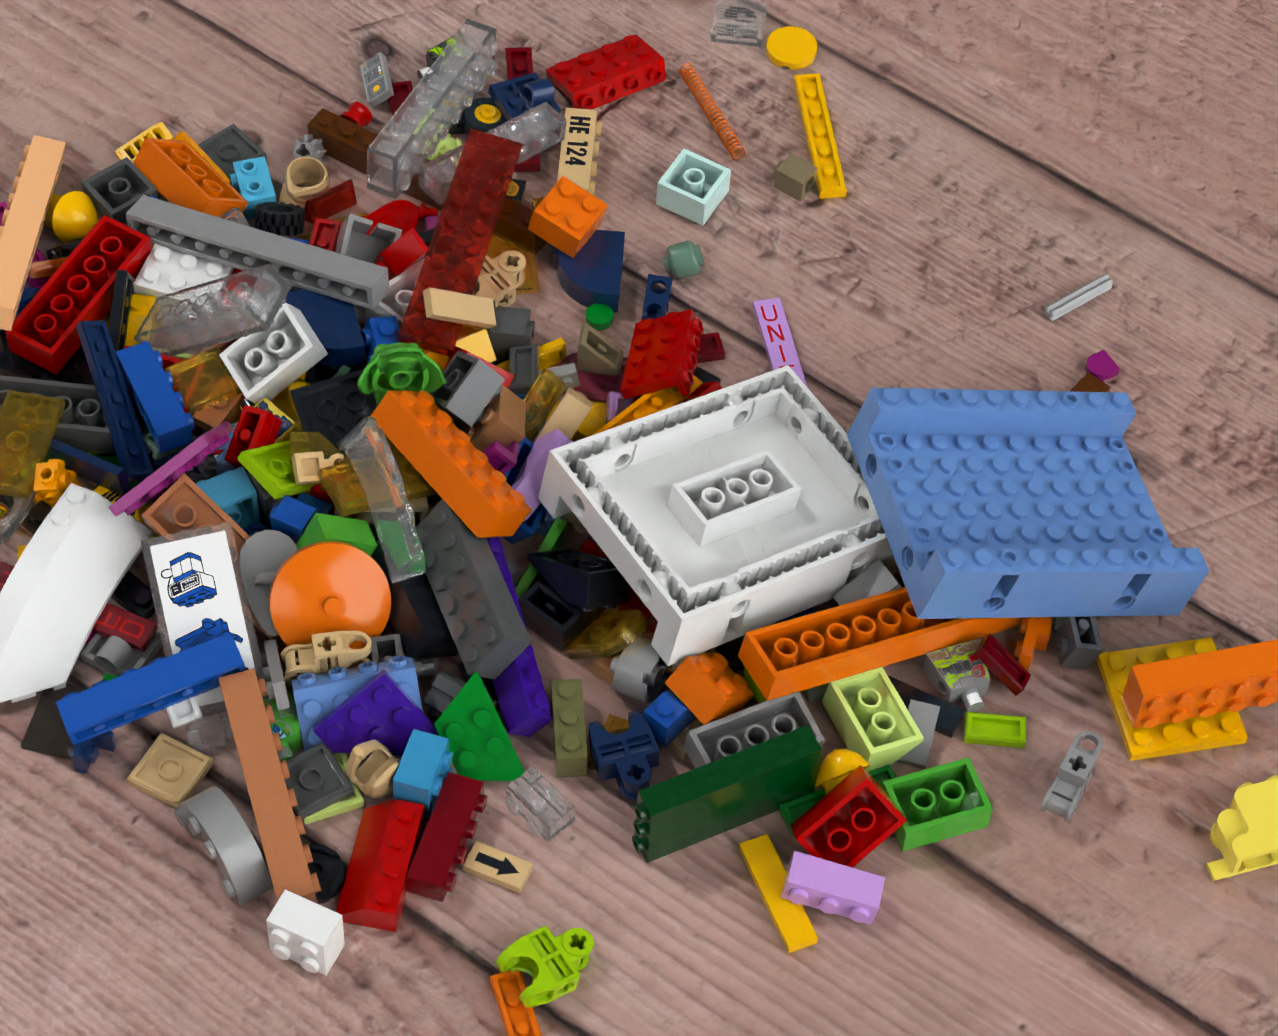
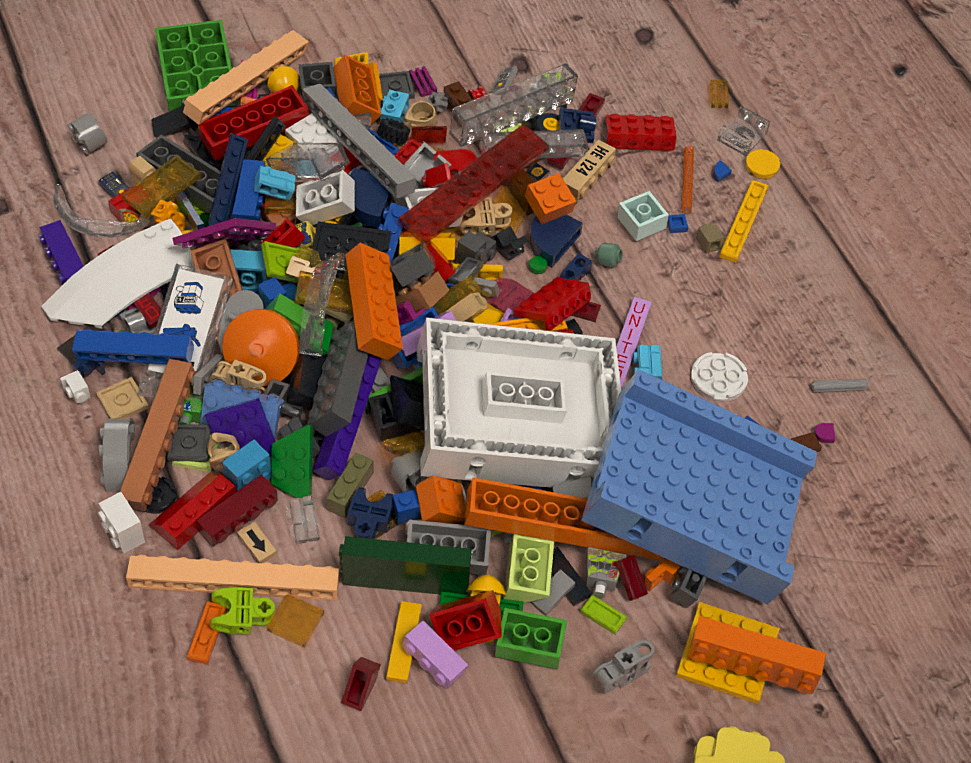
camera: 30 degrees right, 0 degrees up
(95, 785) = (75, 387): none -> white brick
(184, 712) = (146, 370): white tile -> none
(188, 364) = (274, 183): none -> medium azure brick
(266, 129) = (419, 72): none -> magenta tile
(399, 368) = (378, 234): bright green brick -> none
(459, 308) = (442, 218): tan tile -> none
(493, 929) = (210, 575): none -> light nougat brick
(546, 306) = (508, 244): none -> black brick
(597, 353) = (517, 283): dark tan slope -> none
(621, 939) = (295, 620): none -> clear yellow tile
(741, 177) = (677, 223): none -> blue tile
(746, 80) = (721, 171): none -> blue tile
(764, 973) = (360, 683): none -> dark red slope
(834, 383) = (648, 360): none -> medium azure brick
(927, 355) = (719, 376): none -> white tile

